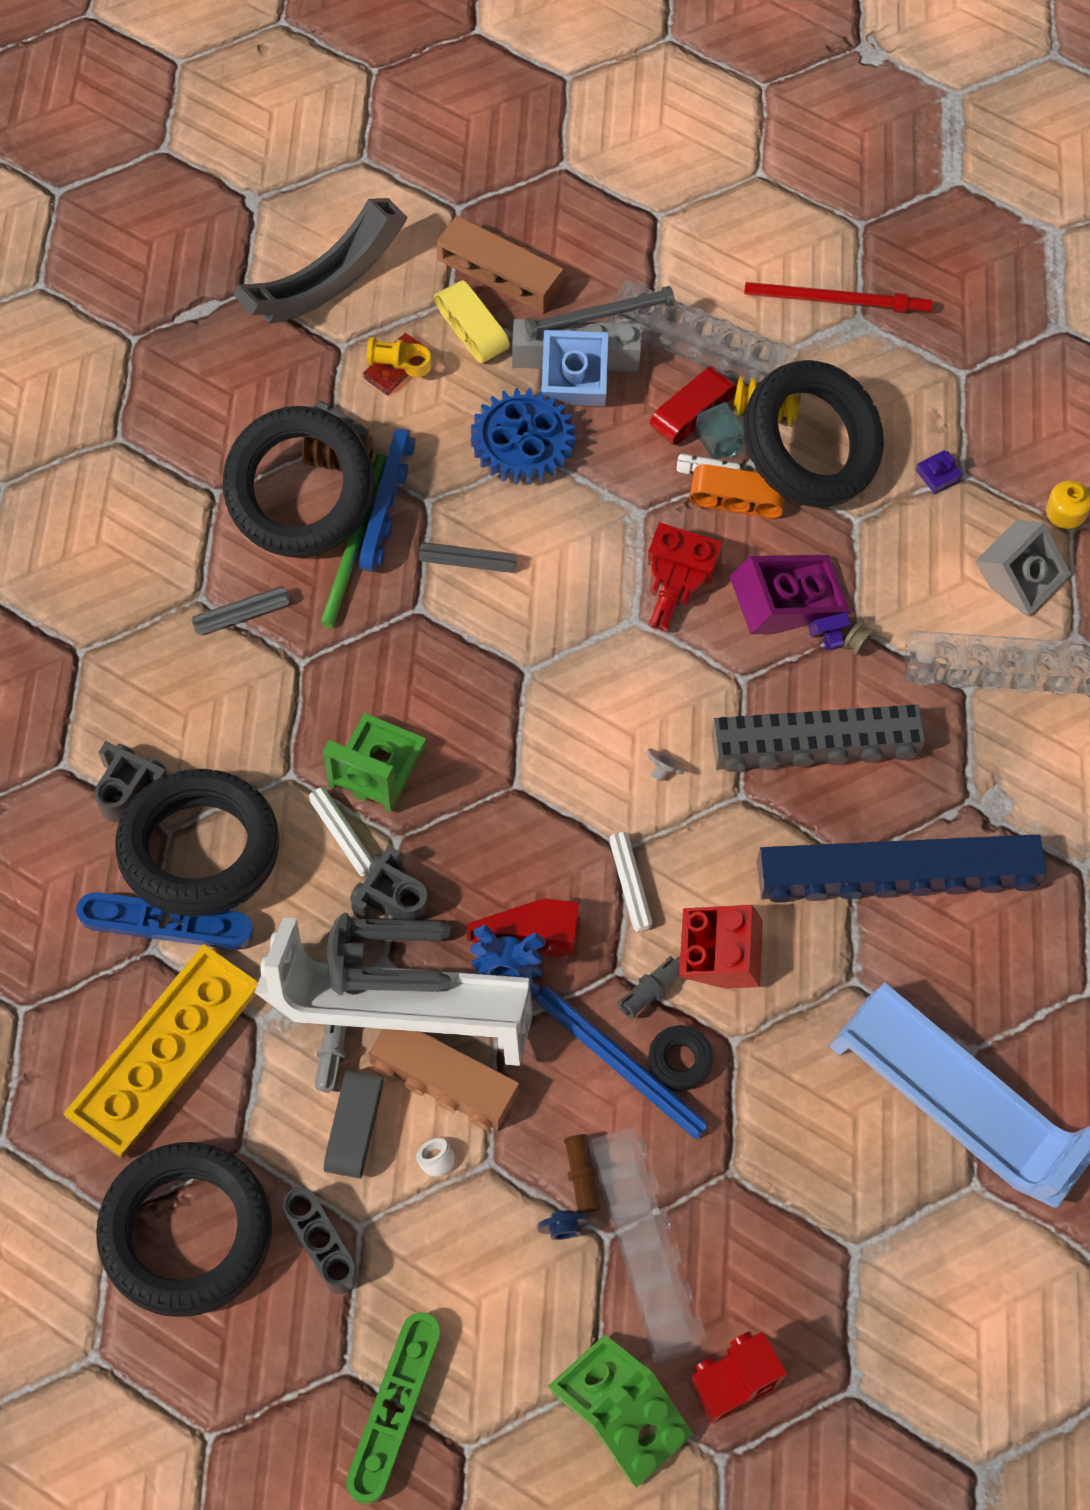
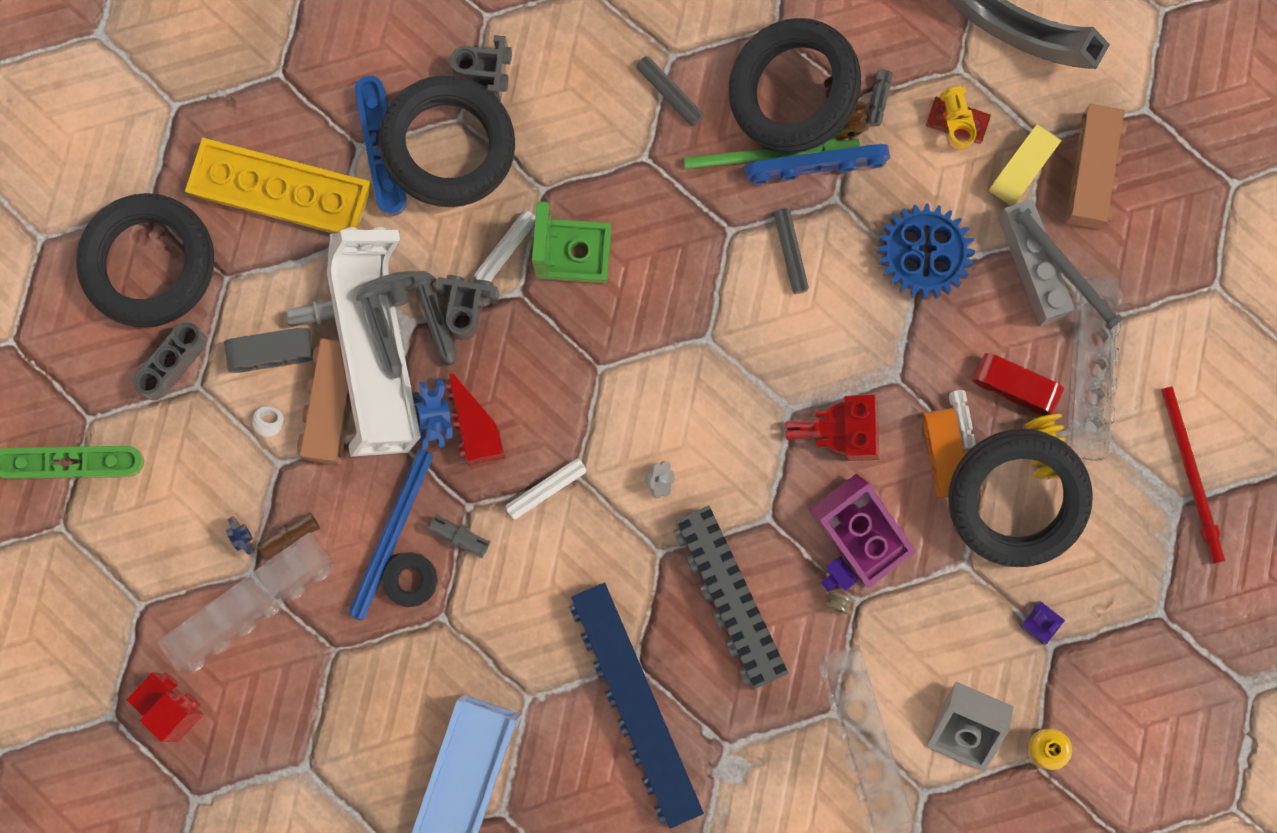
camera: 75 degrees right, 15 degrees up
(575, 367) = (1005, 268): light blue slope -> none
(621, 1407) = (114, 627): bright green bracket -> none
(719, 431) = (999, 415): clear light blue brick -> none
(722, 946) = (510, 580): red slope -> none

